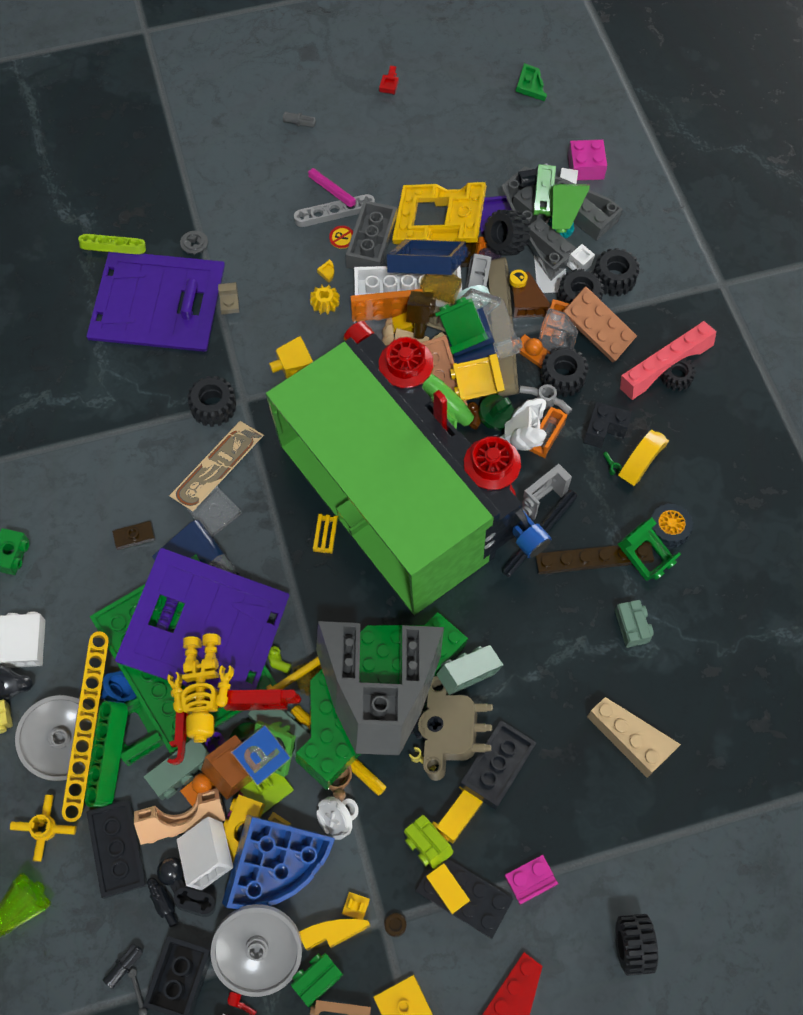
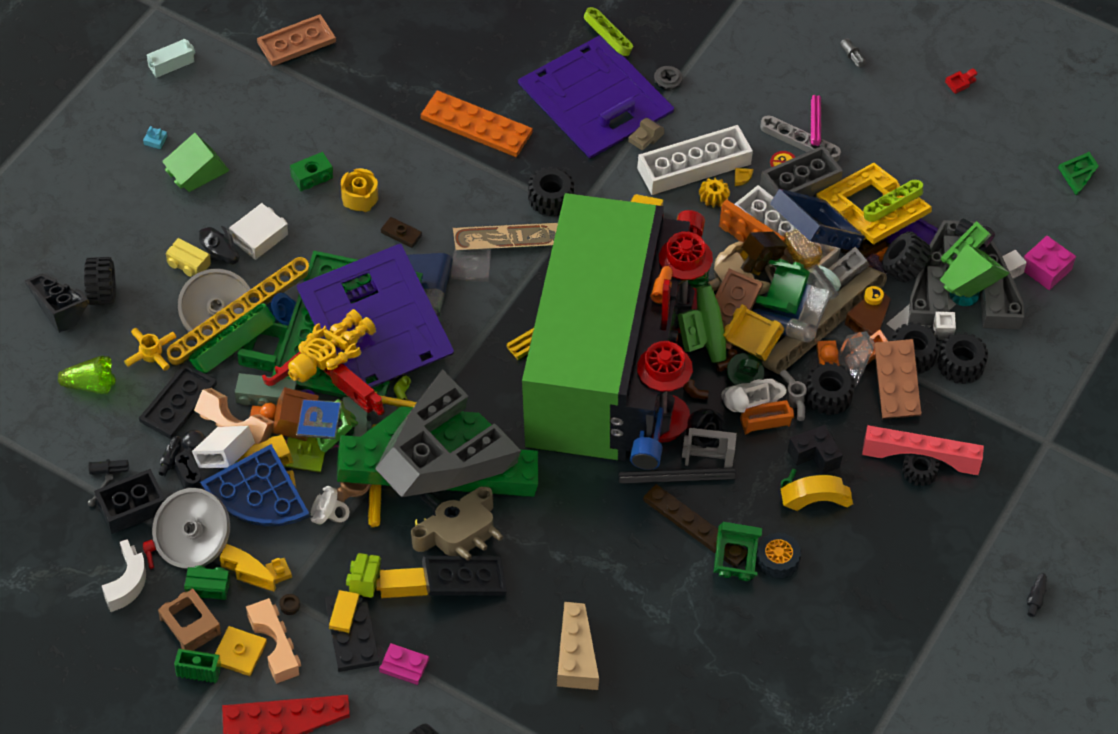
camera: 45 degrees right, 10 degrees down
(65, 532) = (359, 190): none -> yellow brick
(92, 398) = (476, 123): none -> orange plate
(285, 287) = (694, 159): none -> white brick
(394, 960) = (264, 620): none -> light nougat arch
(418, 400) = (656, 295): none -> orange hinge
(455, 199) = (911, 191): none -> lime beam
(469, 669) = (515, 504): brick -> none
(525, 479) = (707, 420): none -> black cylinder
(633, 623) = (667, 587): sand green brick -> none

